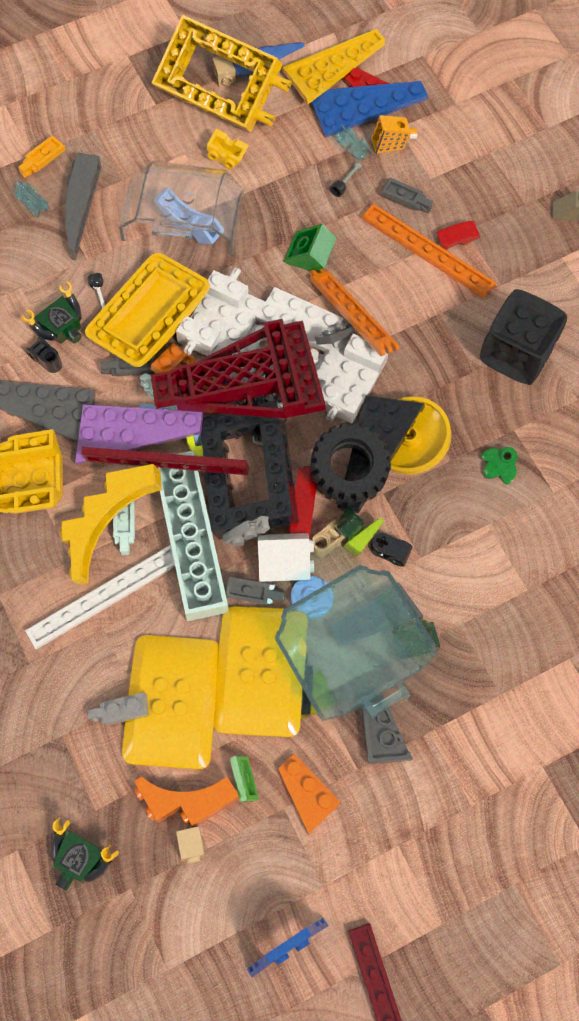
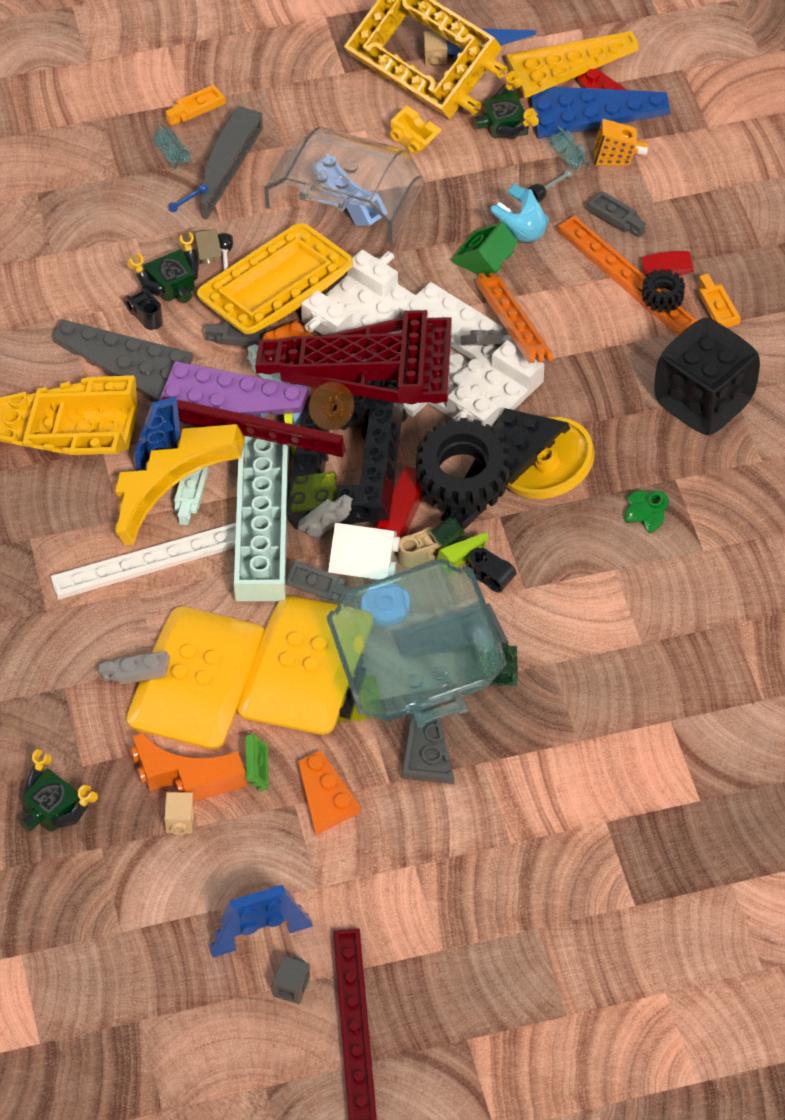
camera: 15 degrees right, 15 degrees down
(45, 254) = (173, 207): none -> blue hinge
(81, 286) = (205, 244): none -> dark tan slope
(88, 482) = (159, 431): none -> blue wedge
(219, 430) = (322, 404): none -> clear orange dish
(228, 506) = (310, 487): none -> clear neon green piece
(295, 121) = (504, 112): none -> torso
(326, 989) = (291, 979): none -> dark grey brick
(343, 218) = (530, 222): none -> medium azure piece
(466, 252) = (663, 300): none -> black tyre
(507, 263) = (717, 302): none -> light orange hinge

